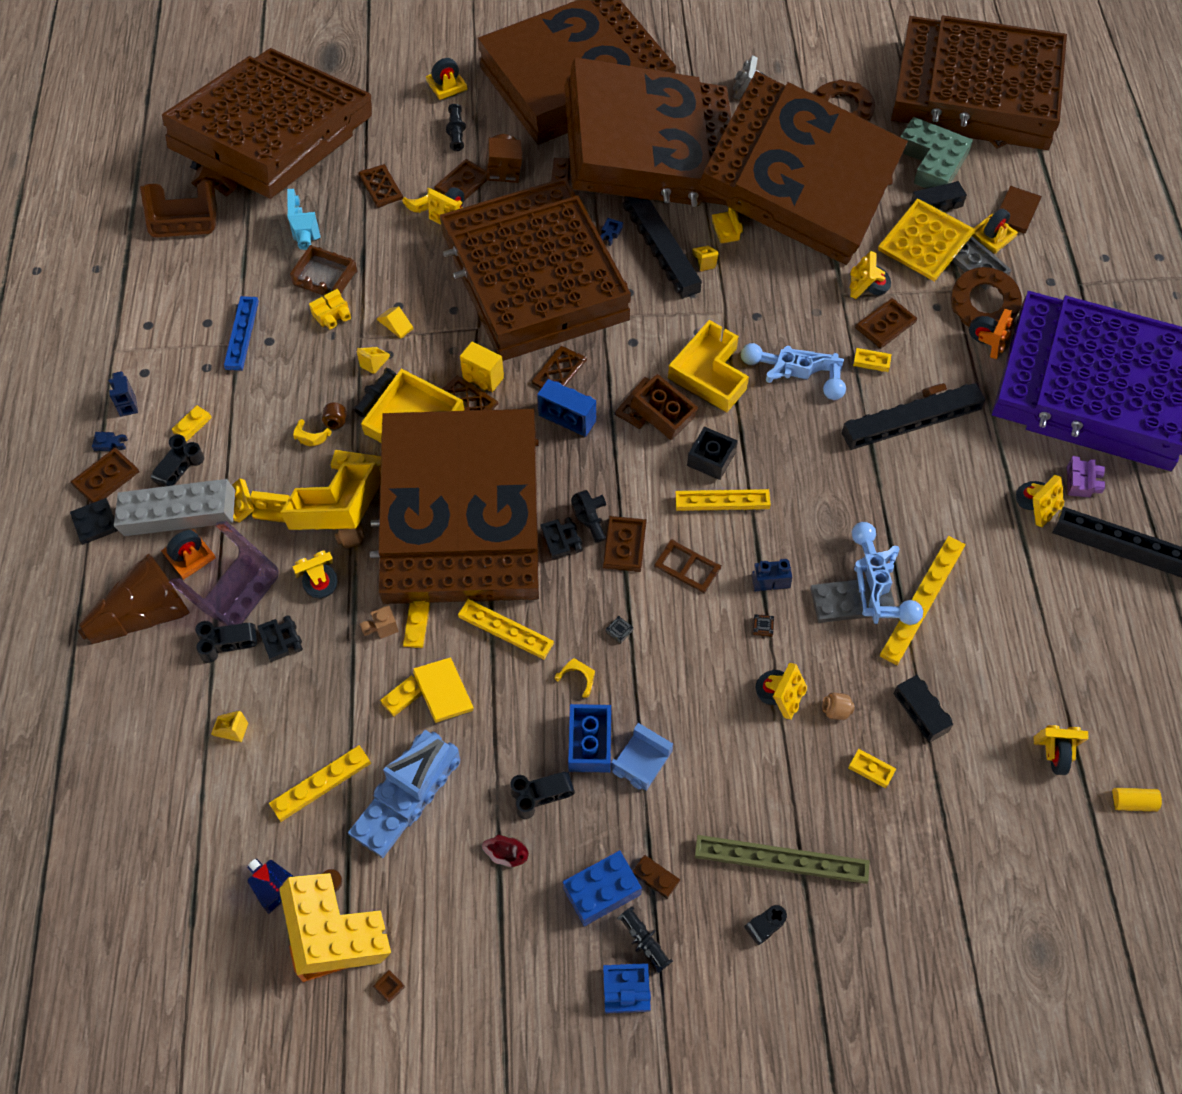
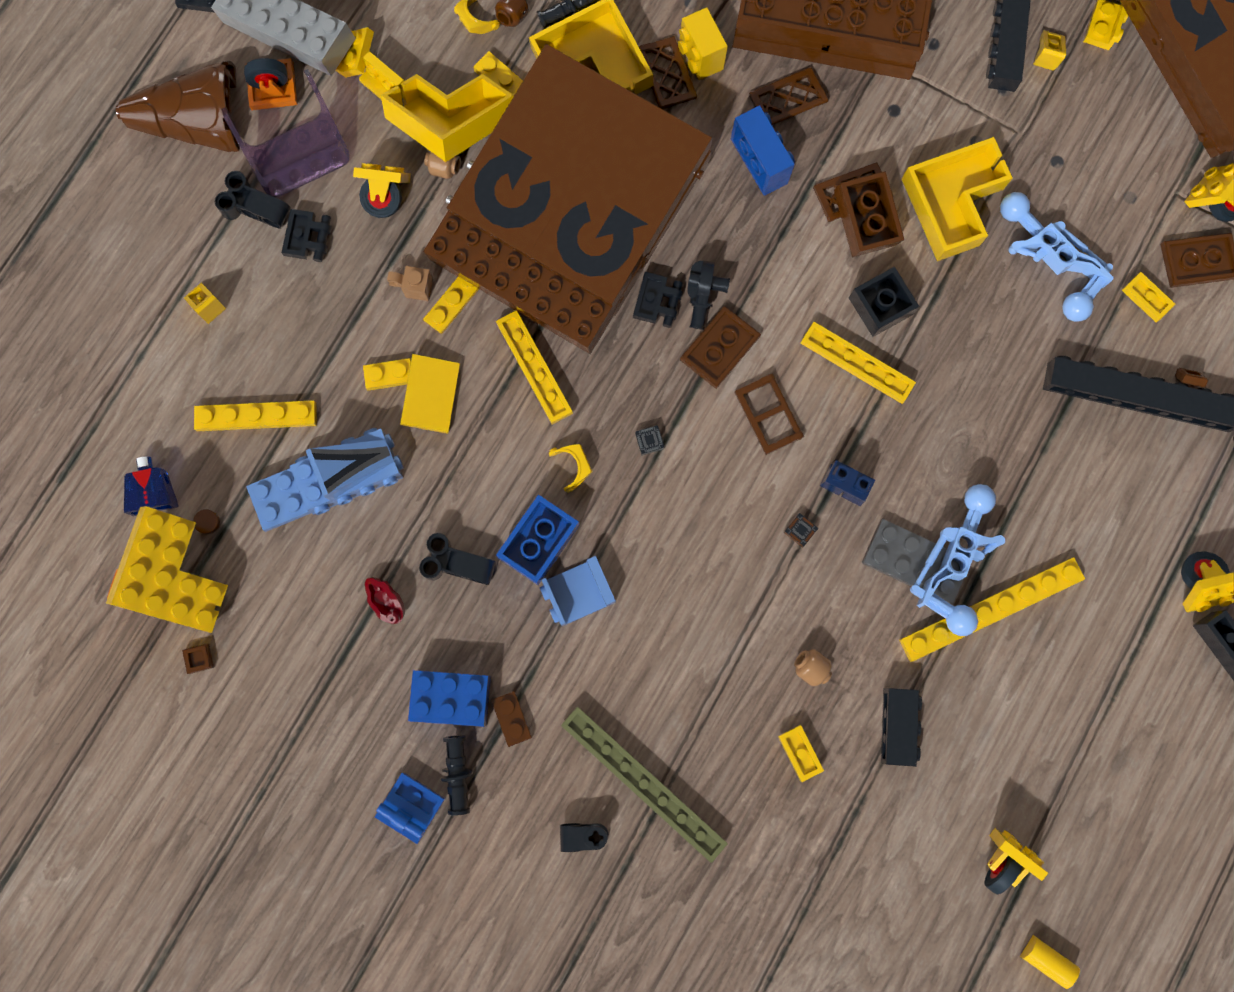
camera: 30 degrees right, 20 degrees up
(782, 689) = (767, 613): yellow plate -> none

